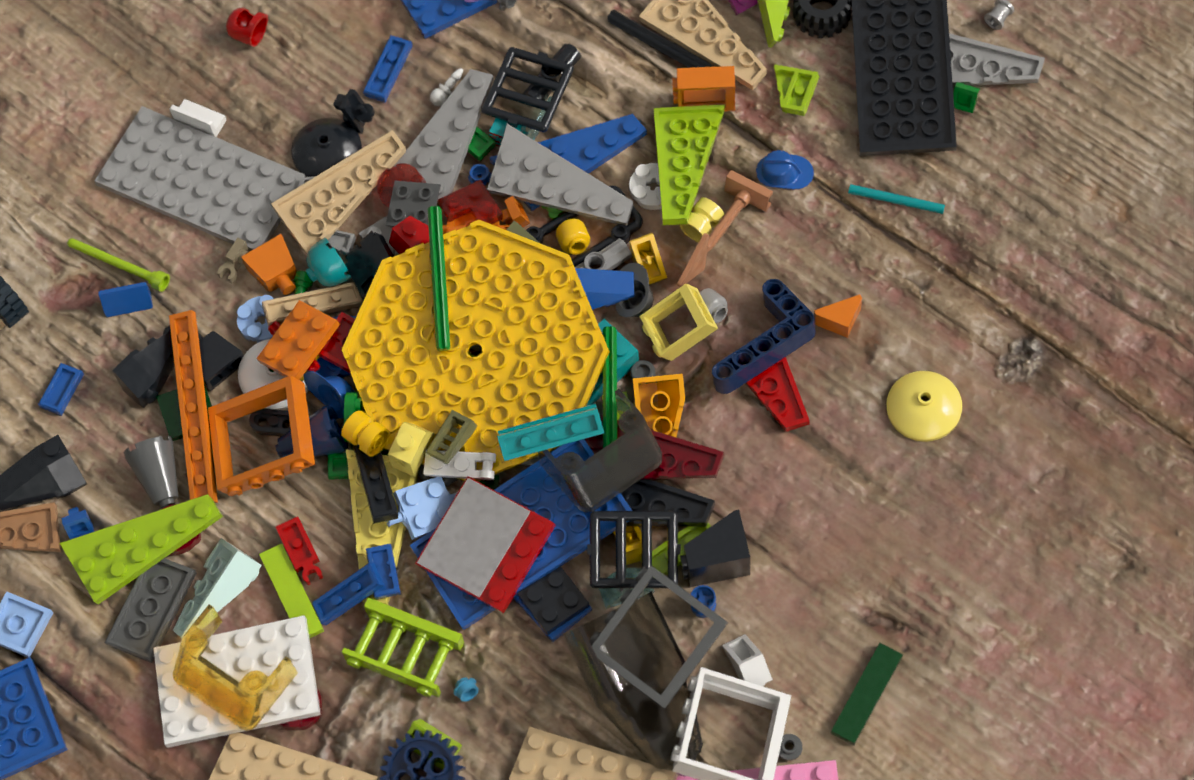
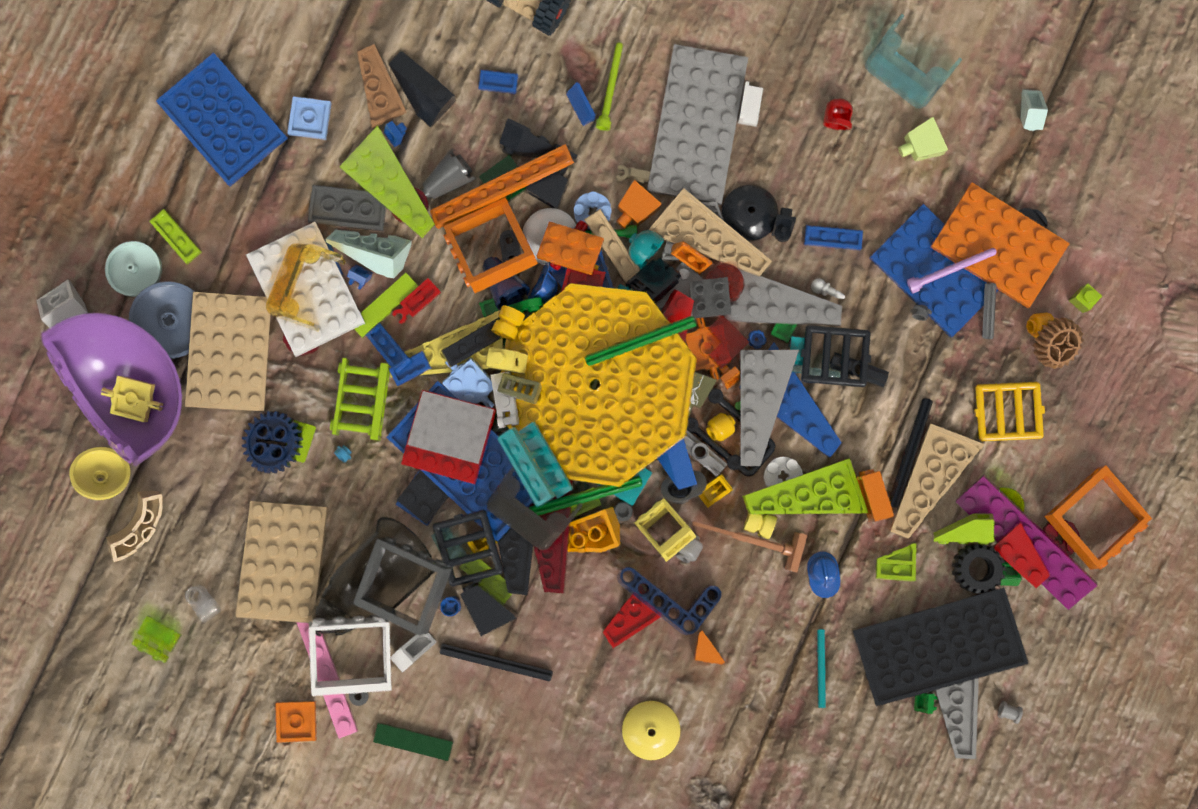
camera: 70 degrees right, 20 degrees up
(242, 610) = (359, 275): none -> blue tile
(356, 216) = (690, 257): none -> orange slope
(790, 566) = (496, 662): none -> black axle

